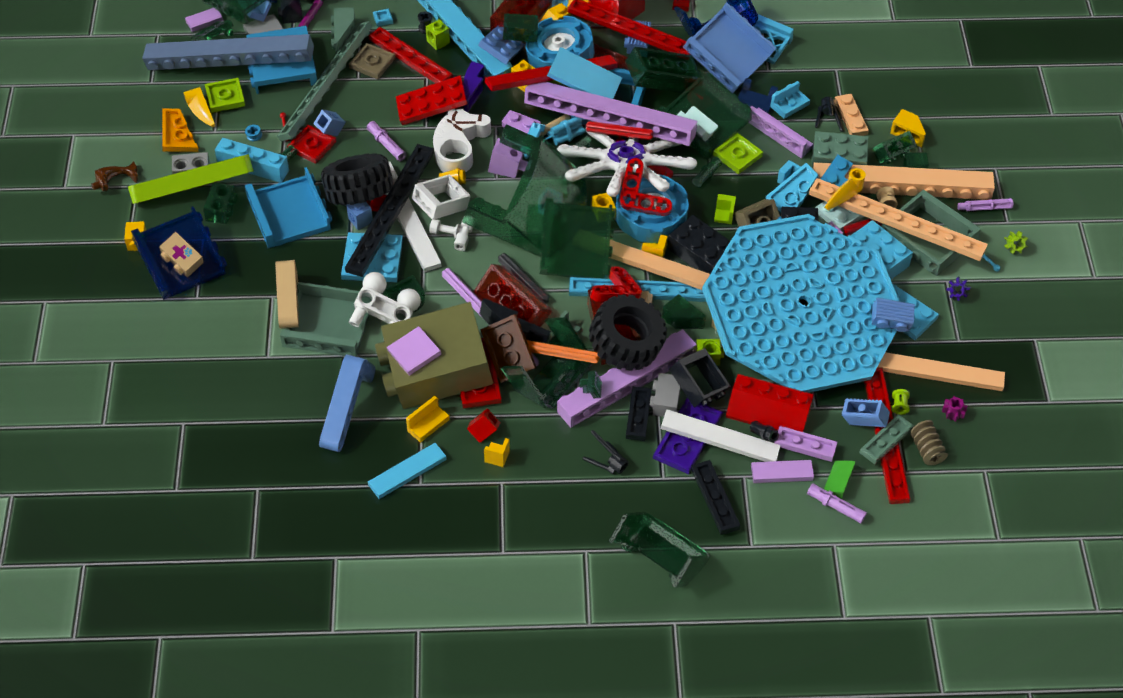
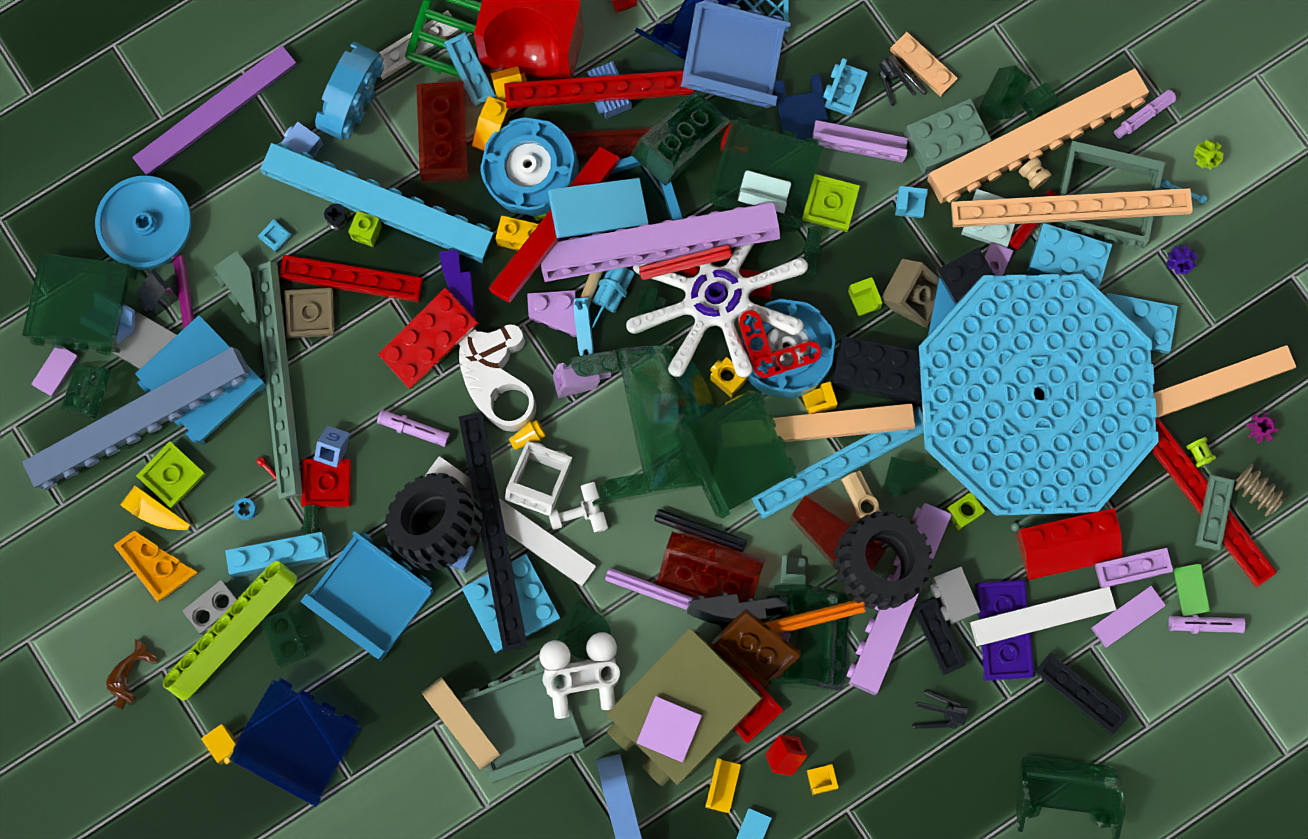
camera: 30 degrees left, 25 degrees up
(181, 255) = (302, 747): tan brick -> none
(501, 49) = (460, 207): medium blue plate -> none
(520, 27) = (474, 177): clear green brick -> none
(592, 384) = (879, 643): clear green tile -> none
(623, 285) = (831, 489): red beam -> none
(710, 372) = (960, 555): black window -> none
(766, 432) = (1087, 582): black pin -> none
(794, 189) = (927, 231): medium azure wing -> none
(837, 171) = (967, 183): dark azure plate -> none
(847, 189) = (997, 204): yellow piece -> none
(865, 412) = (1179, 497): medium blue brick -> none
(893, 314) = (1144, 353): medium blue brick -> none
(908, 121) = (1002, 48): yellow slope -> none

